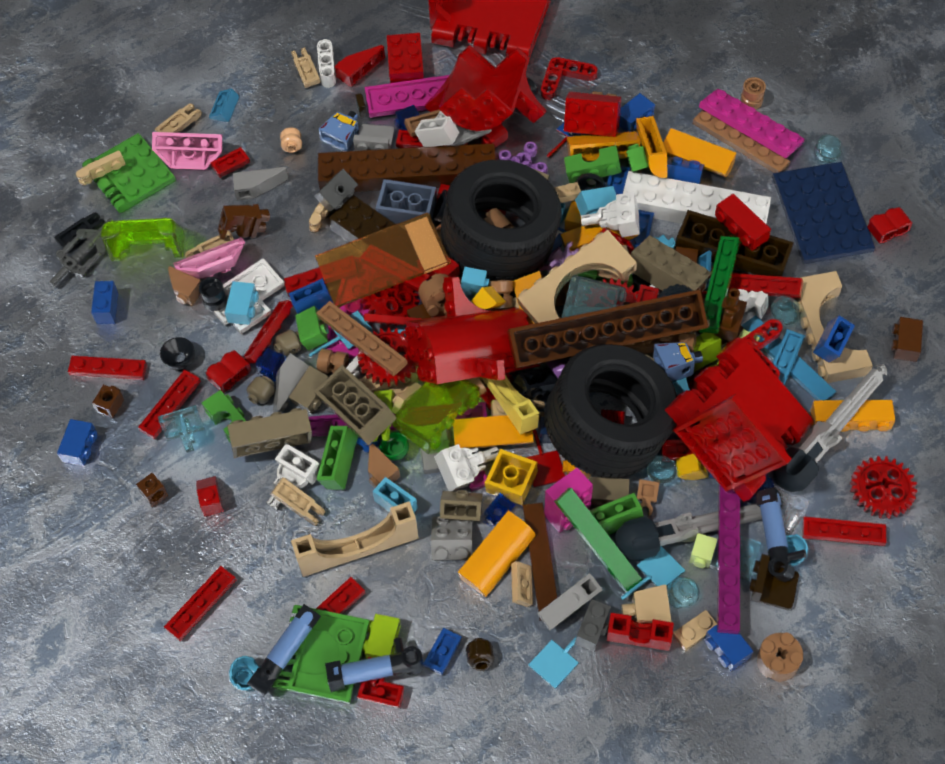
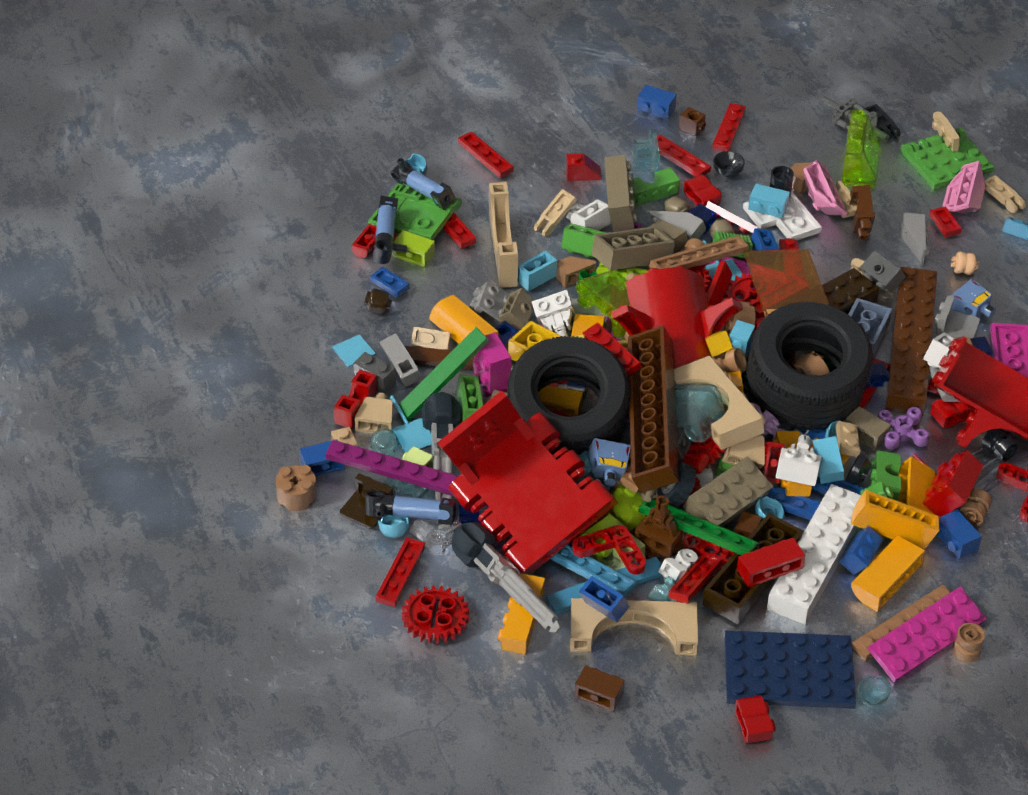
camera: 100 degrees right, 15 degrees down
(104, 302) = (795, 126): blue brick -> none
(152, 489) = (596, 136): reddish brown brick -> none
(361, 105) = (1005, 317): dark brown tile -> none
(540, 377) = (603, 337): none -> red plate

